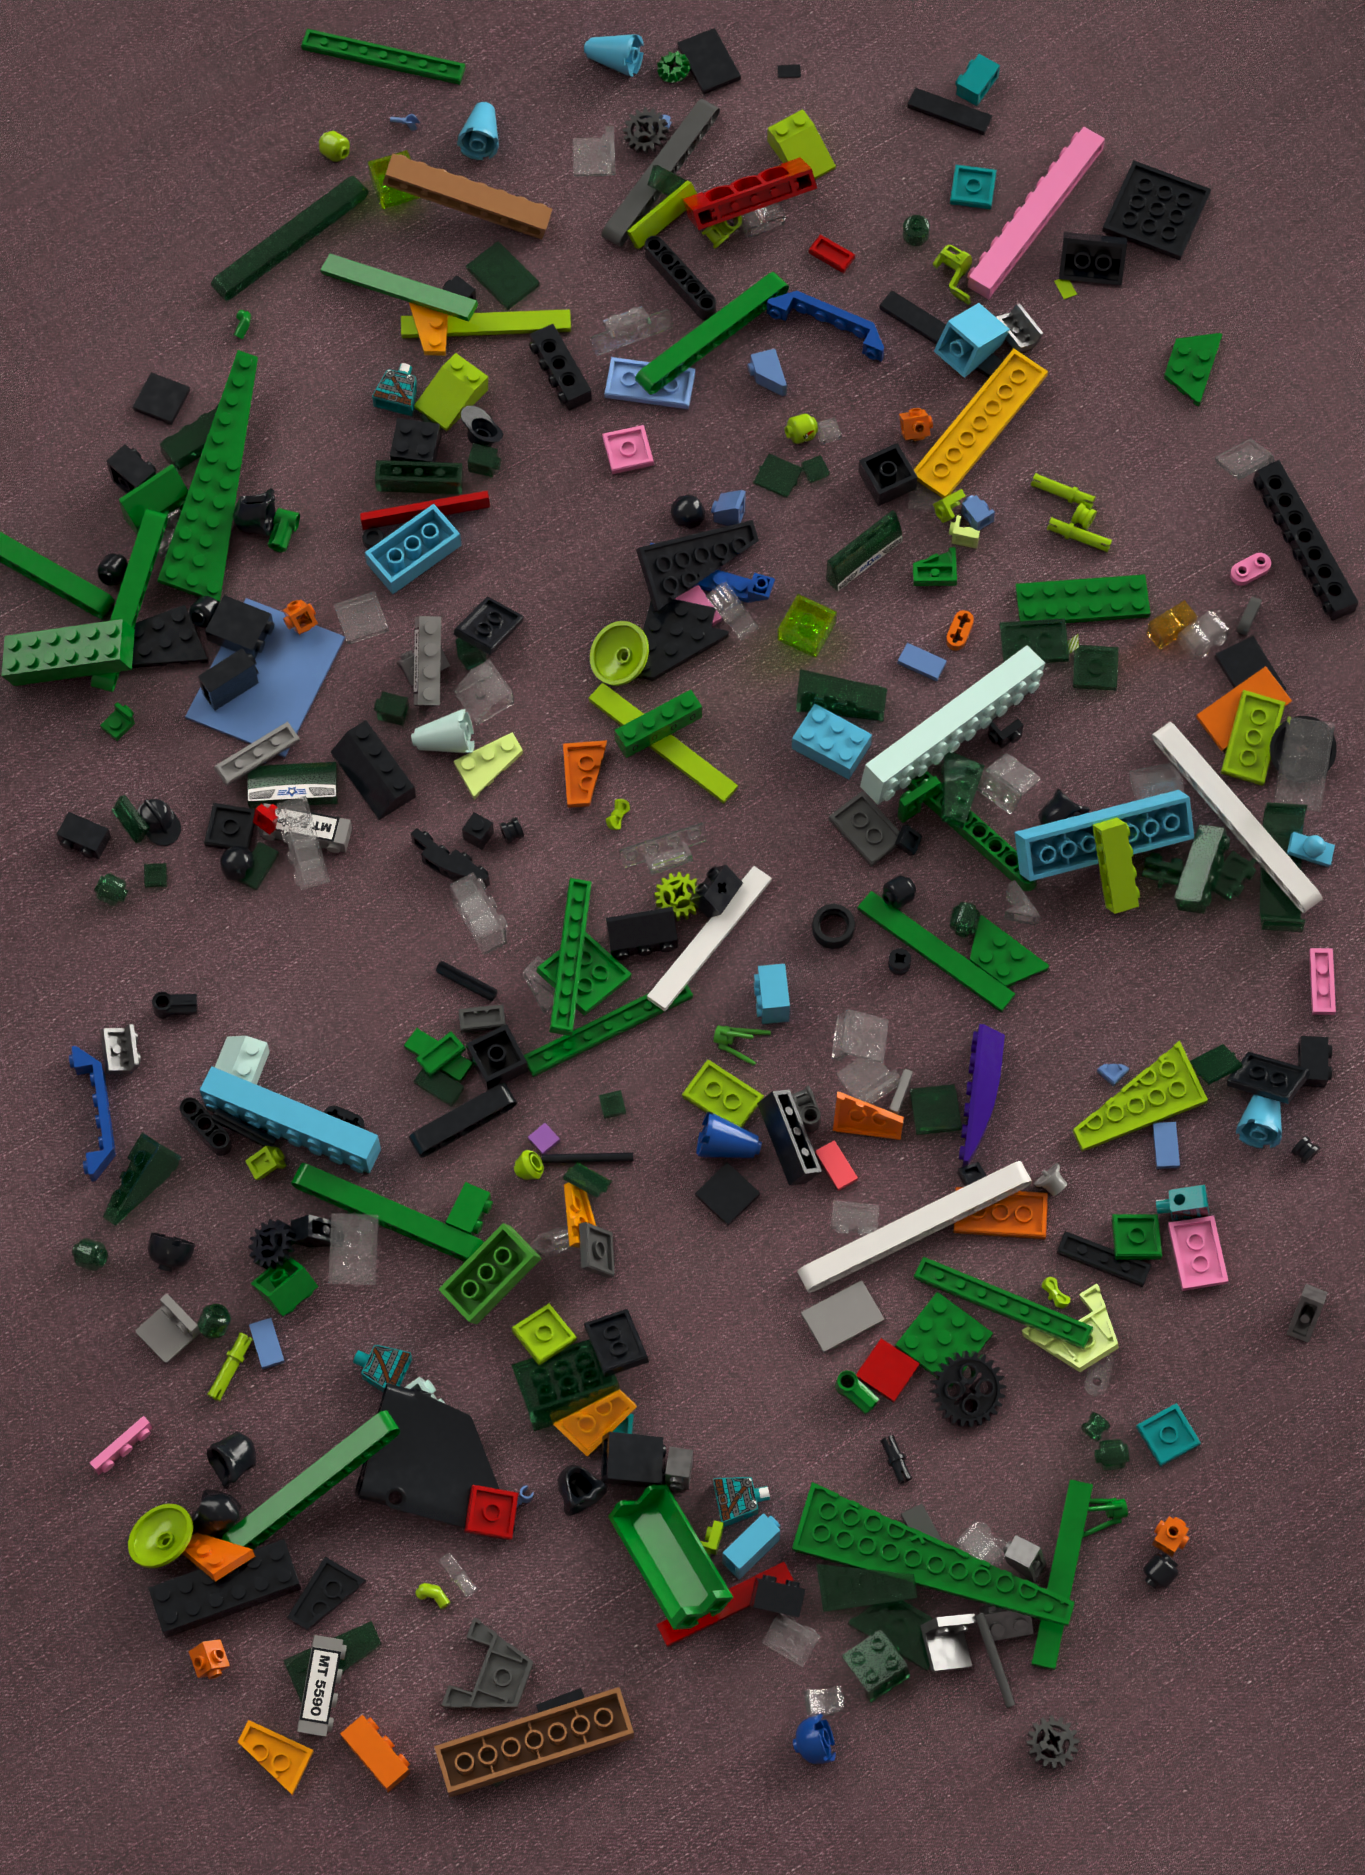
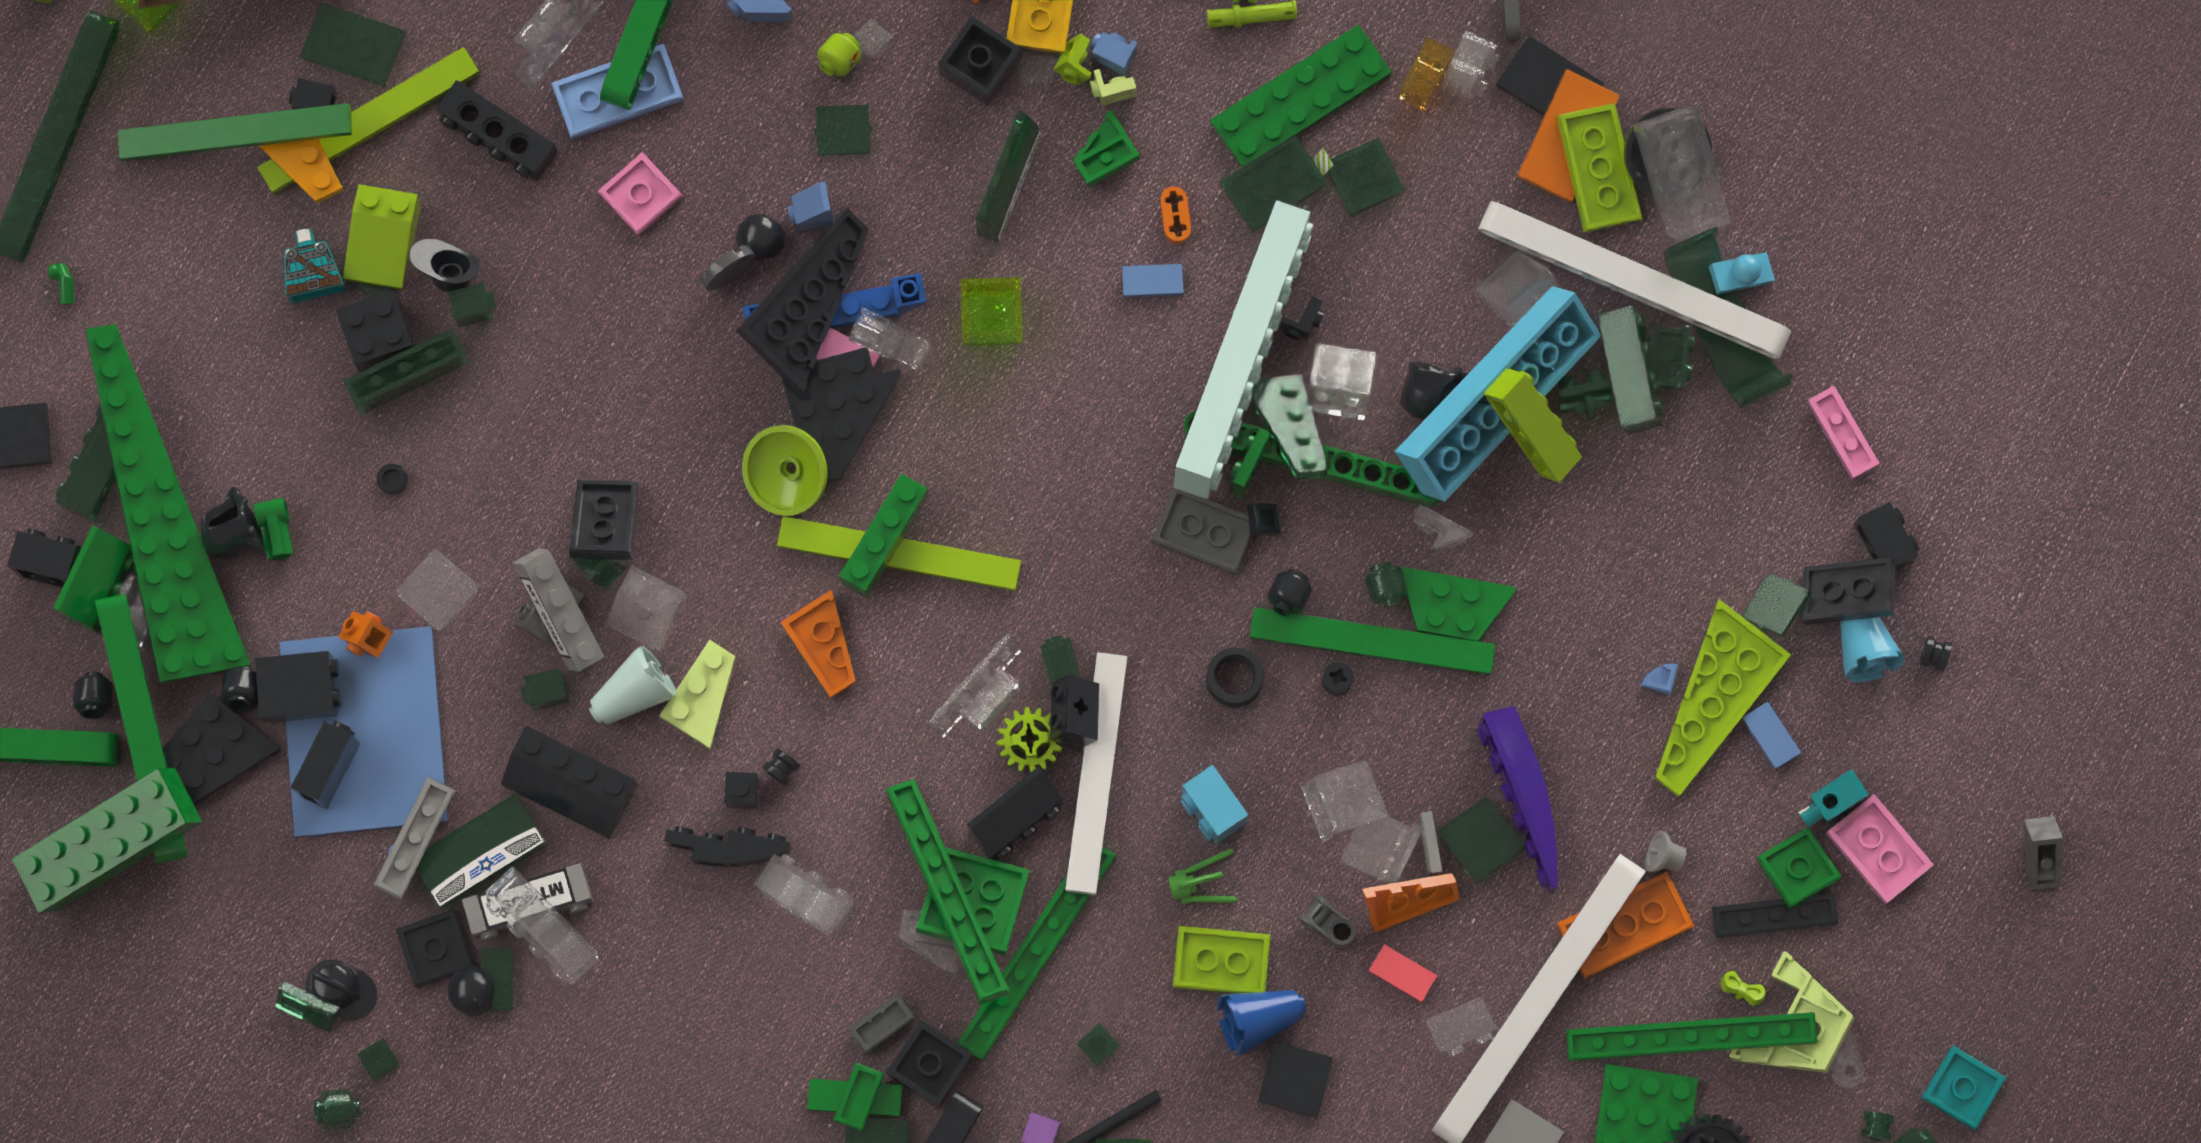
camera: 30 degrees left, 10 degrees up
(83, 836) = (261, 1060): black brick -> none
(118, 722) = (216, 889): green bracket -> none
(266, 818) = (479, 920): red tile -> none
(405, 513) = (436, 409): red tile -> none
(413, 548) = (453, 469): medium azure brick -> none
(466, 980) = (835, 986): black axle -> none
(621, 807) = (898, 687): lime piece -> none
(655, 516) = (727, 268): none -> dark grey tile
(727, 854) = (1059, 658): none -> clear green brick
(789, 1137) = (1331, 972): black brick -> none
(815, 469) = (884, 97): clear green tile -> none
(831, 741) = (1103, 443): medium azure brick -> none
(840, 696) = (1083, 381): clear green wedge -> none
(971, 1173) = (1569, 898): black tile -> none

